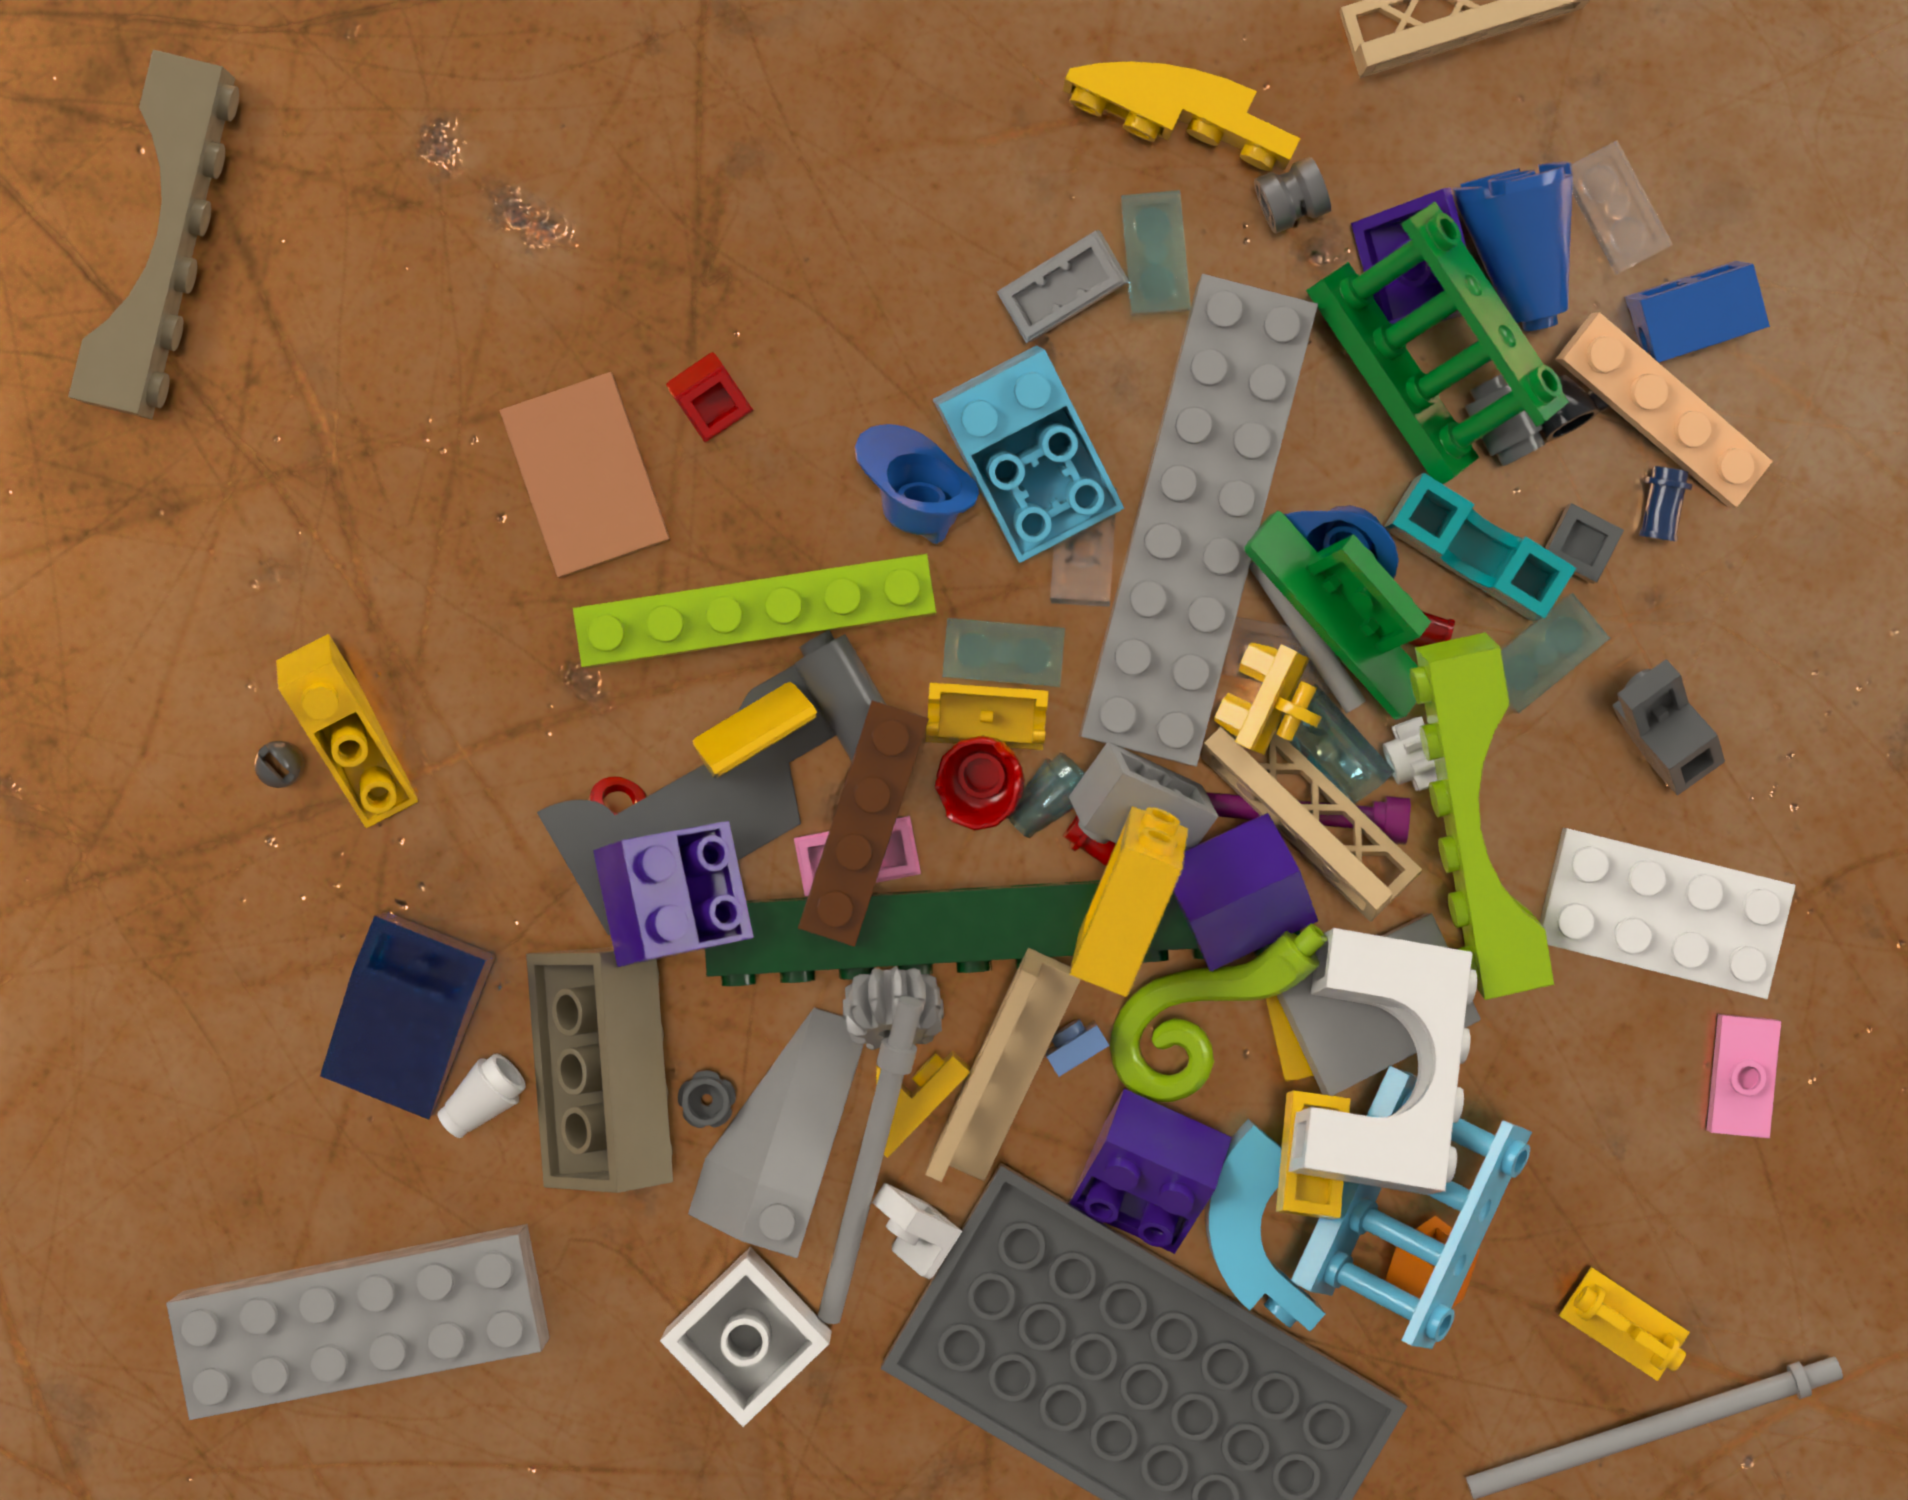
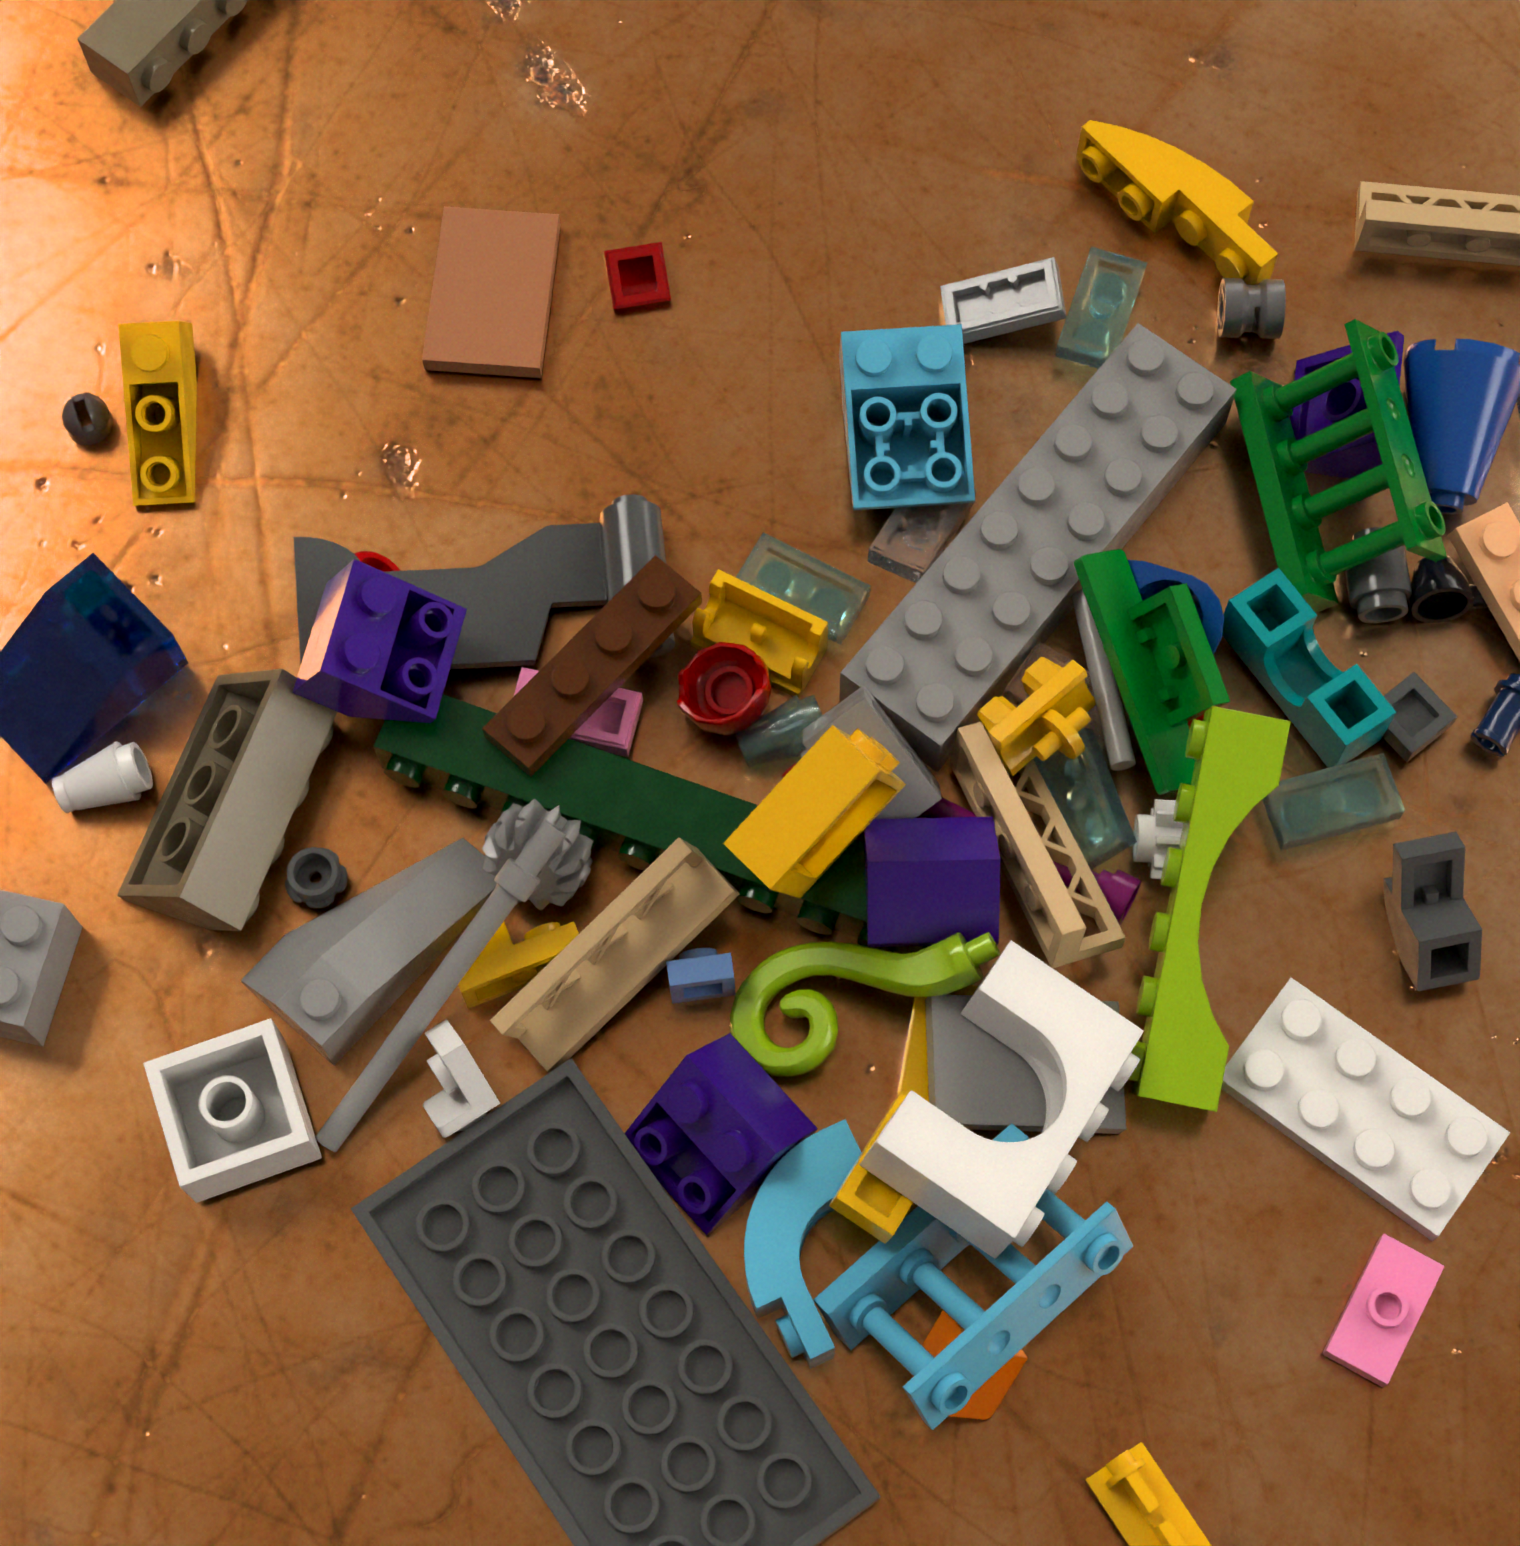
camera: 25 degrees right, 20 degrees down
(754, 611) = (687, 475): lime arch -> none
(754, 729) = (533, 558): yellow slope -> none
(916, 480) = (787, 408): blue piece -> none

